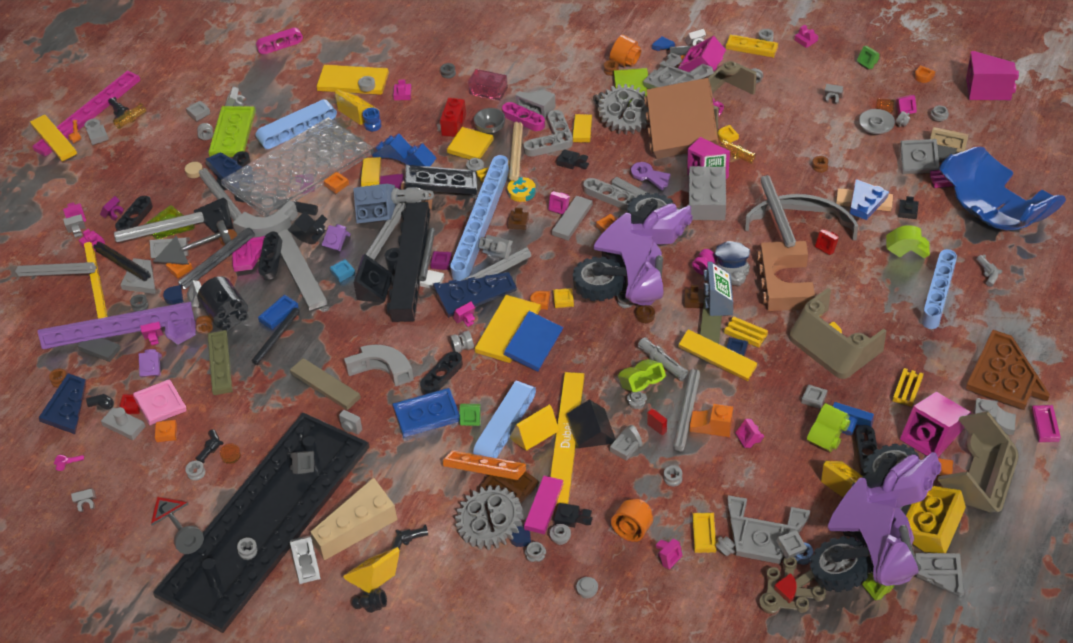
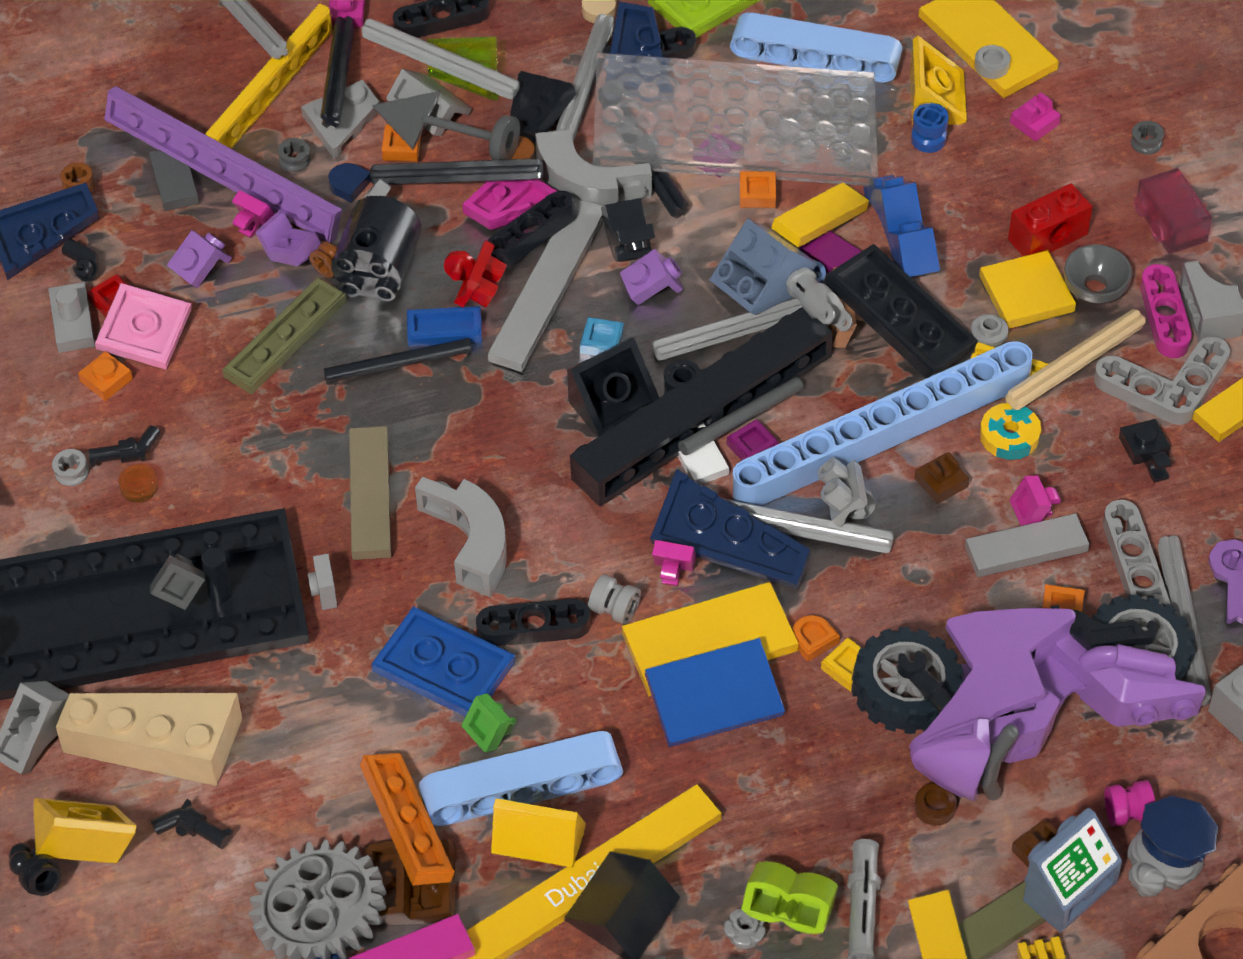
camera: 45 degrees right, 5 degrees up
(271, 284) = (477, 275): none -> red hips

